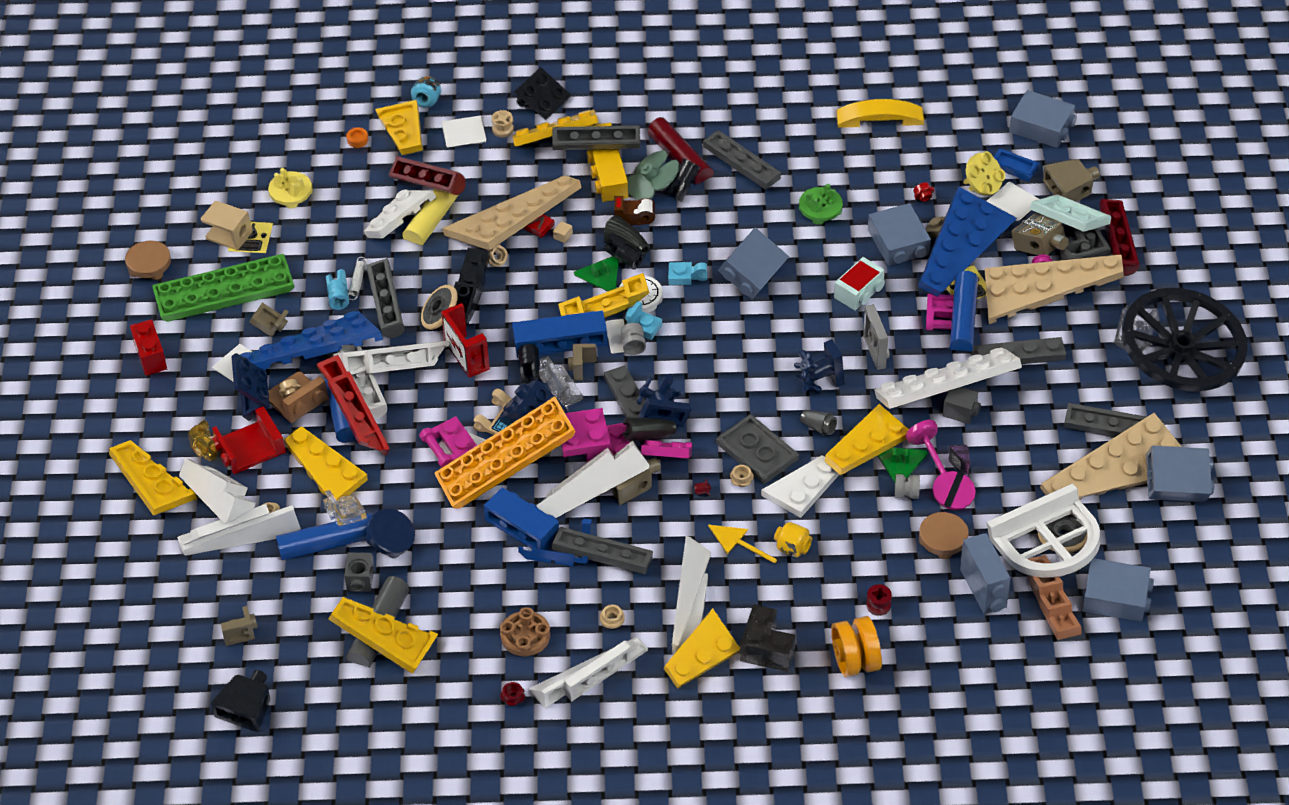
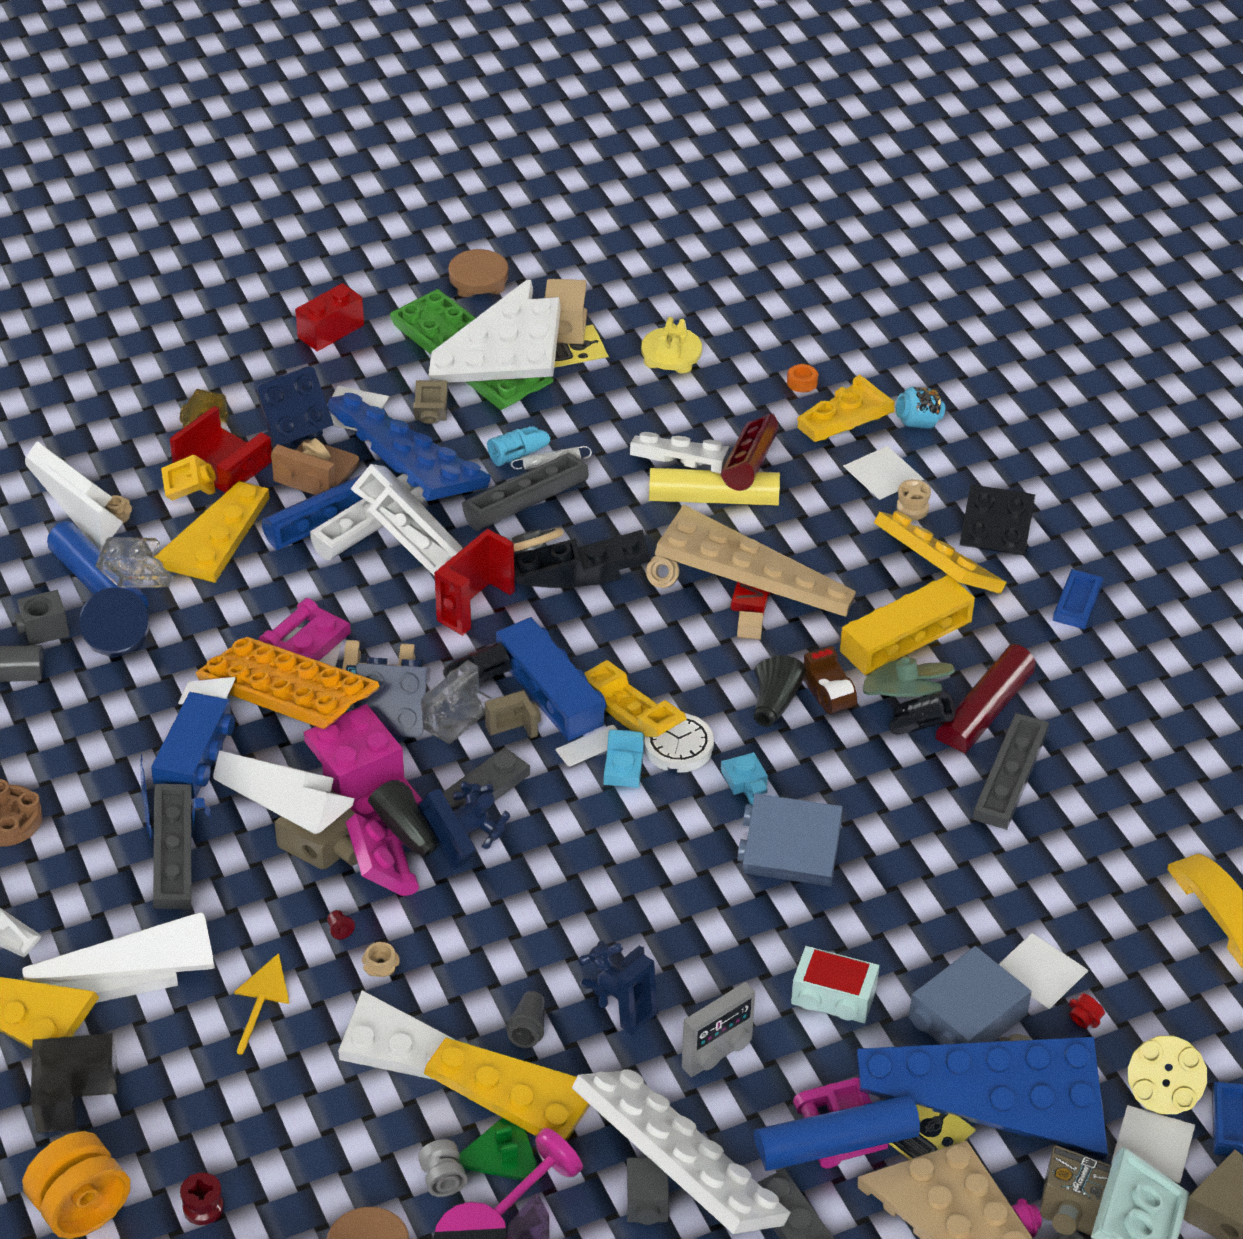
camera: 65 degrees right, 5 degrees down
(150, 480) = (124, 392): yellow wing -> none
(216, 490) = (114, 443): white wedge -> none
(246, 261) = (504, 342): none -> white wing
(267, 464) = (188, 477): none -> yellow bracket
(353, 405) = (302, 508): red wedge -> none
(475, 504) = (211, 687): none -> white sticker
(596, 137) = (921, 587): dark grey brick -> none
(601, 274) = (701, 692): green piece -> none
(612, 611) = (61, 895): tan plate -> none
(622, 85) = (1078, 599): none -> blue tile
(624, 251) = (742, 696): black hinge -> none
(633, 340) = (581, 757): light grey wheel -> none
(757, 448) = (446, 965): dark grey tile -> none
(793, 539) = (274, 1054): yellow head -> none
(820, 204) = (994, 900): bright green plate -> none
(880, 199) = (1043, 969): none -> white sticker

